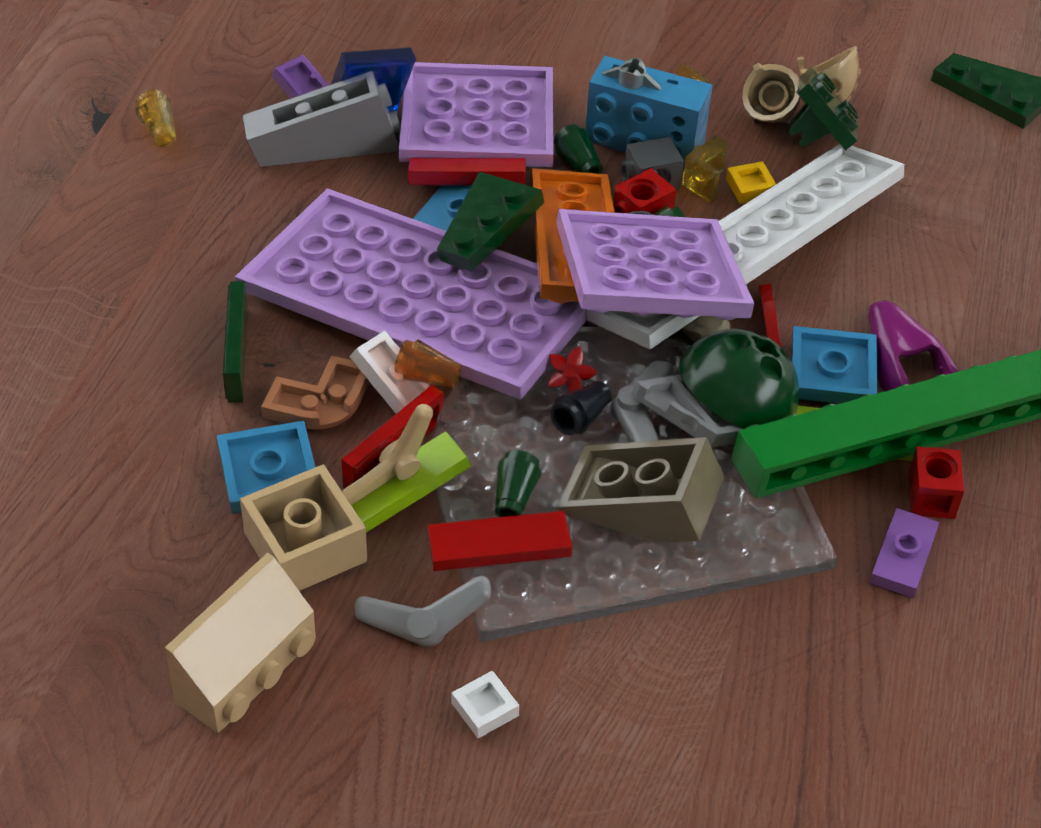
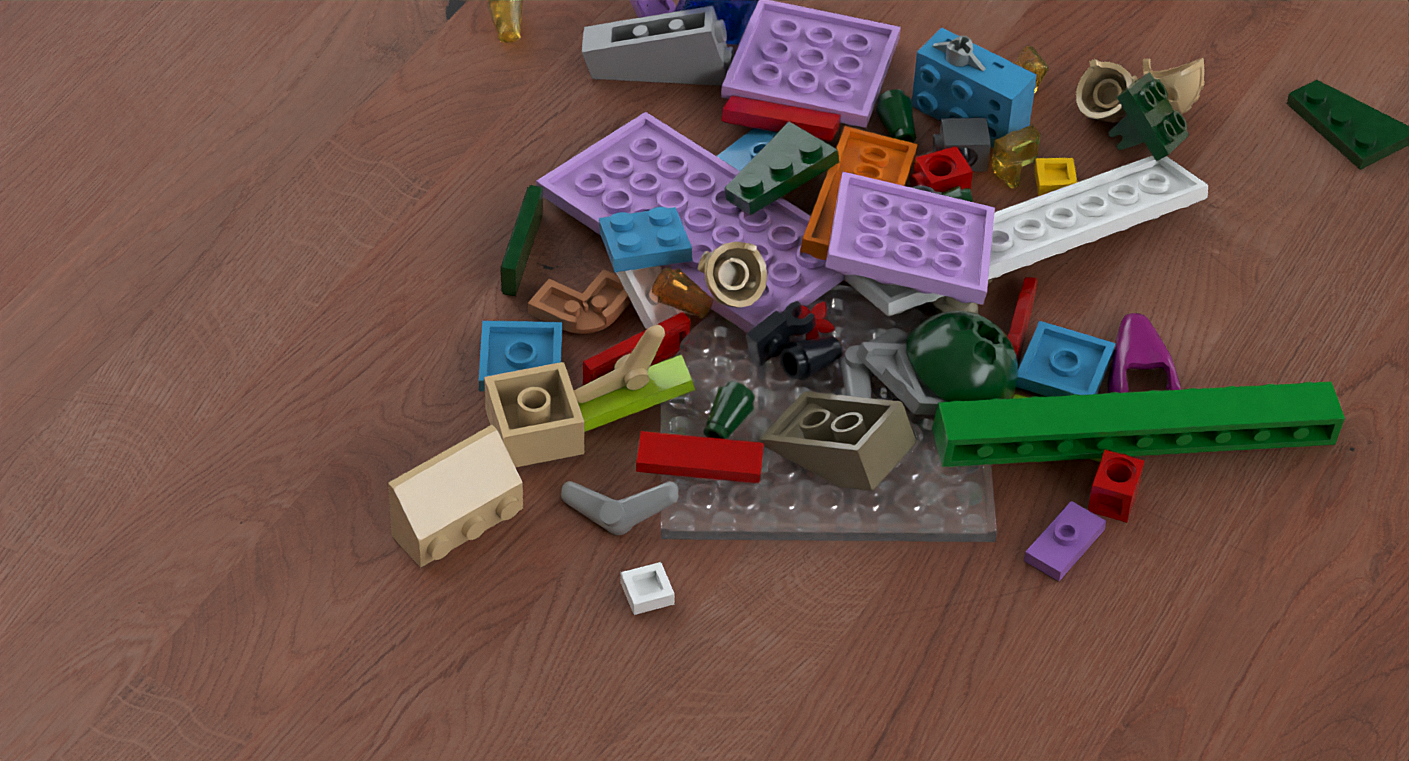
camera: 15 degrees right, 0 degrees up
(372, 315) = (645, 239): none -> dark azure plate
(482, 333) = (734, 273): none -> tan helmet
(536, 393) = (773, 333): none -> black plate

